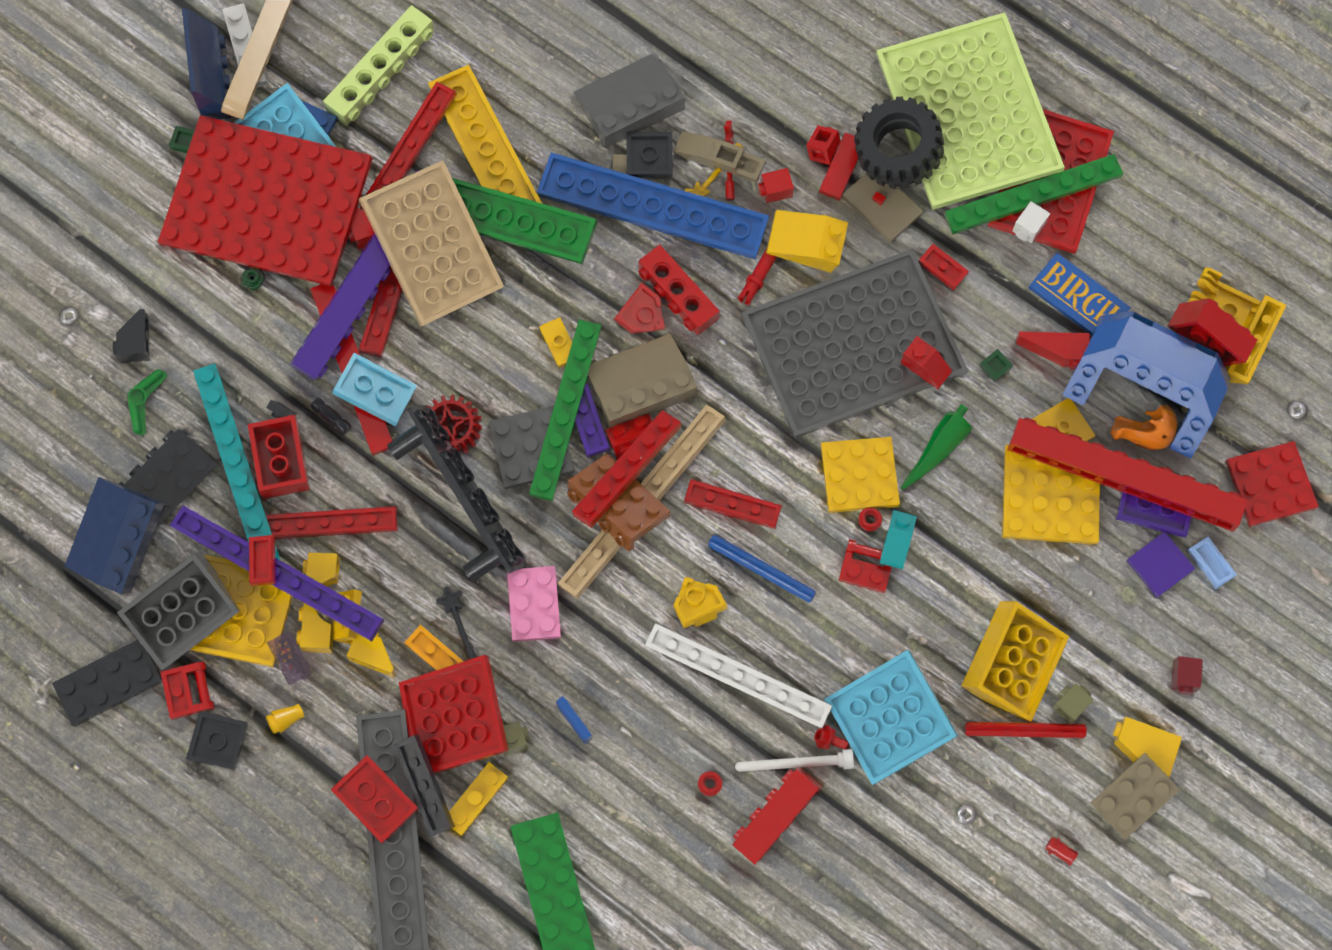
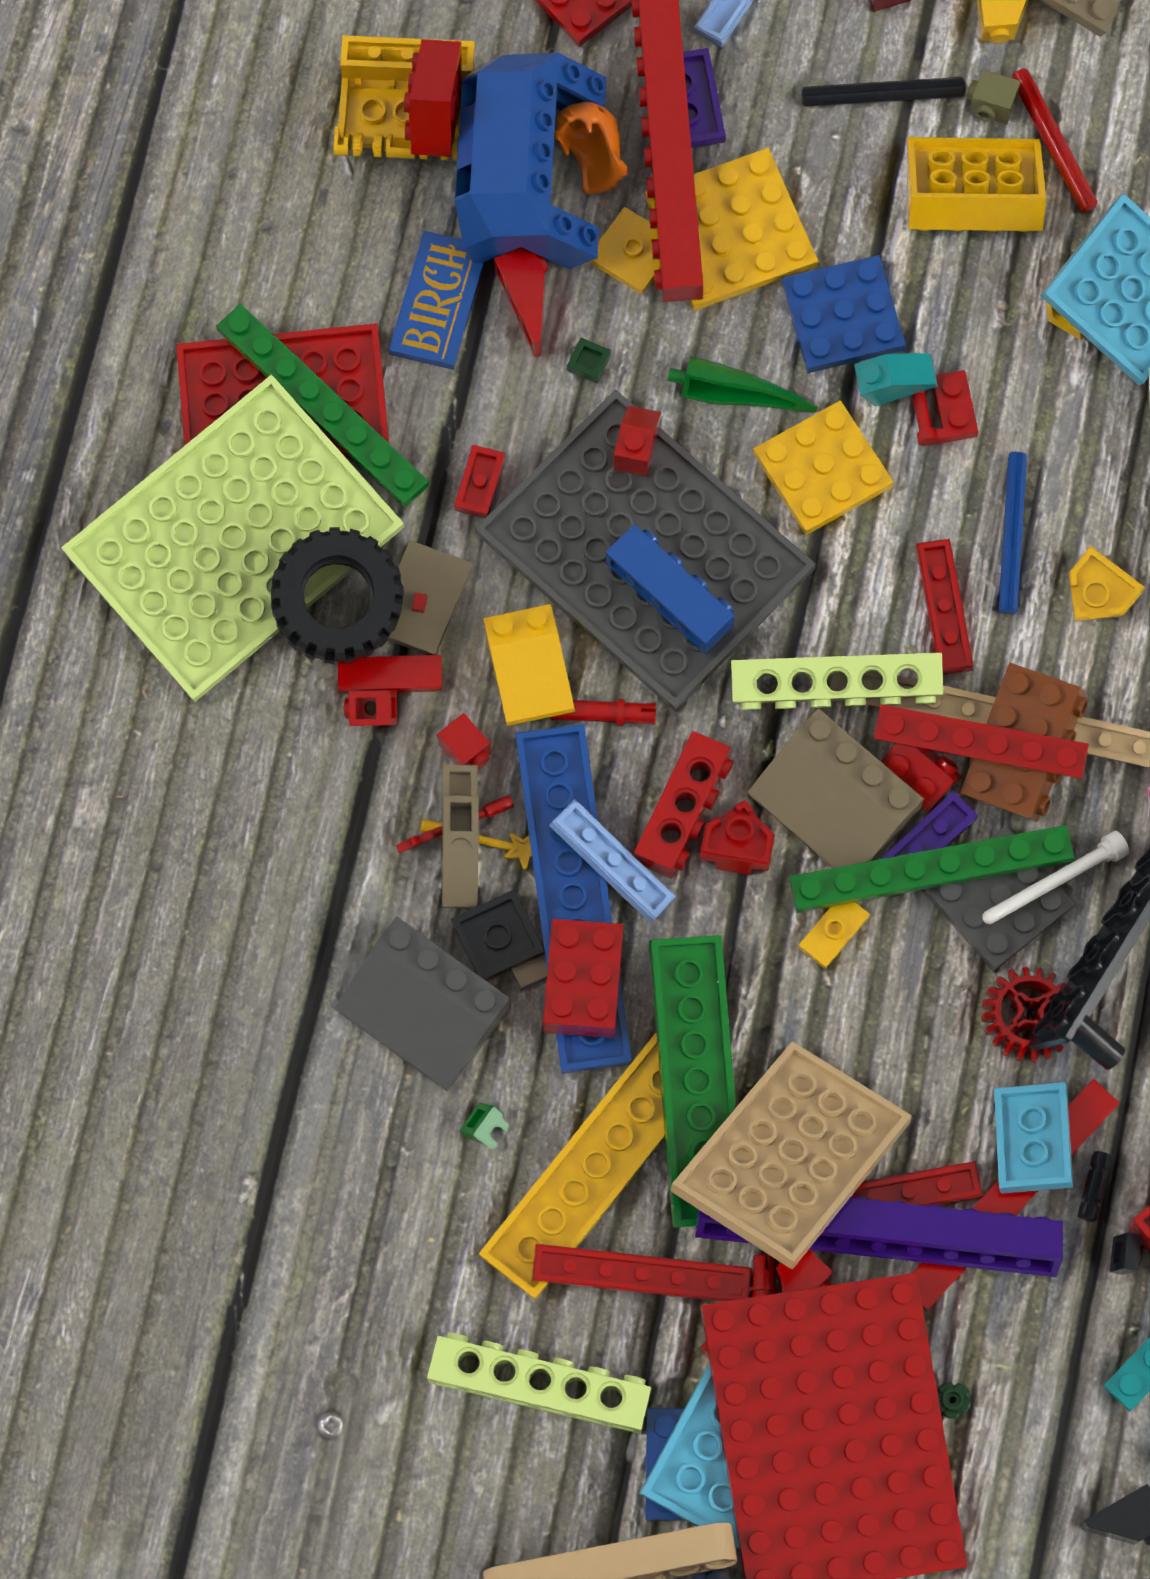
camera: 110 degrees left, 0 degrees up
(527, 522) = (1111, 848): none -> white piece
(542, 98) = (482, 1122): none -> tile
(595, 180) = (583, 978): none -> red brick
(662, 233) = (612, 861): none -> light blue tile
(691, 460) = (925, 666): none -> yellowish green brick
(816, 337) = (670, 588): none -> blue brick
(870, 512) = (881, 420): red plate -> none
(960, 536) = (843, 314): none -> blue plate
(1030, 222) = (371, 388): white brick -> none
(1109, 636) = (883, 91): none -> black axle
(1160, 564) = (758, 68): dark purple tile -> none

